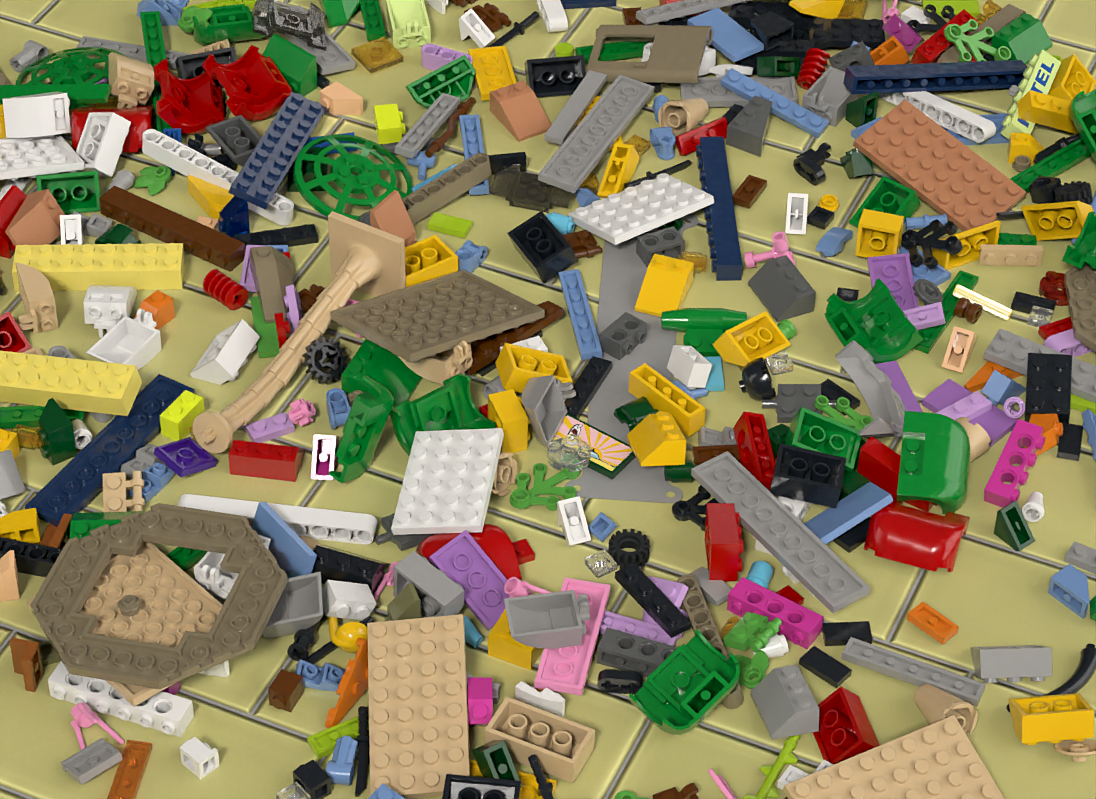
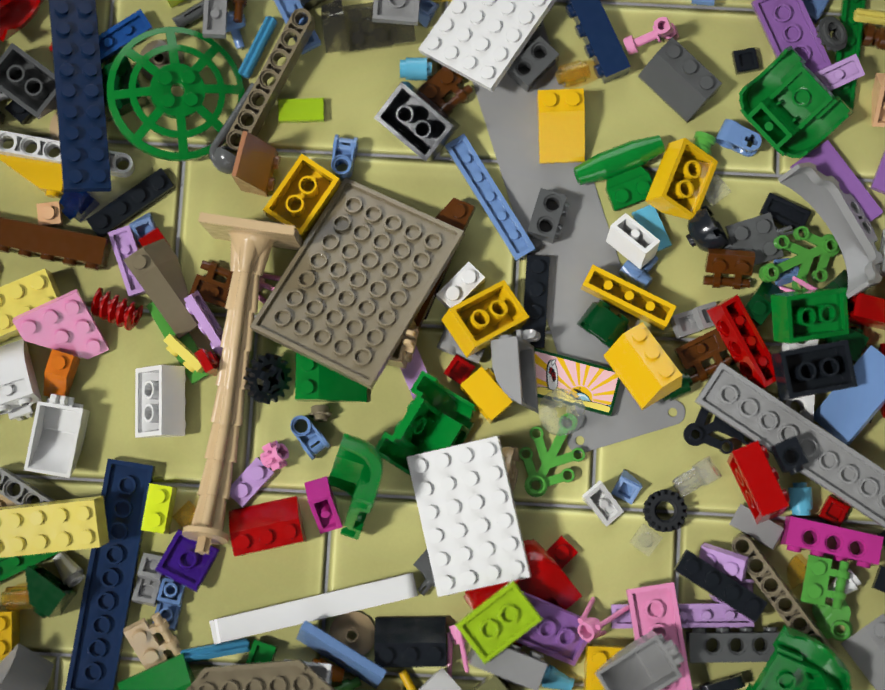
camera: 15 degrees left, 40 degrees up
(177, 277) = (63, 326): none -> bright pink plate
(266, 328) = (177, 348): none -> light yellow plate
(435, 541) = (498, 622): none -> lime tile
(675, 534) = (700, 475): none -> clear piece
(757, 517) = (779, 454): none -> black brick
(769, 403) = (729, 262): none -> reddish brown plate
(816, 338) = (735, 137): none -> medium blue piece

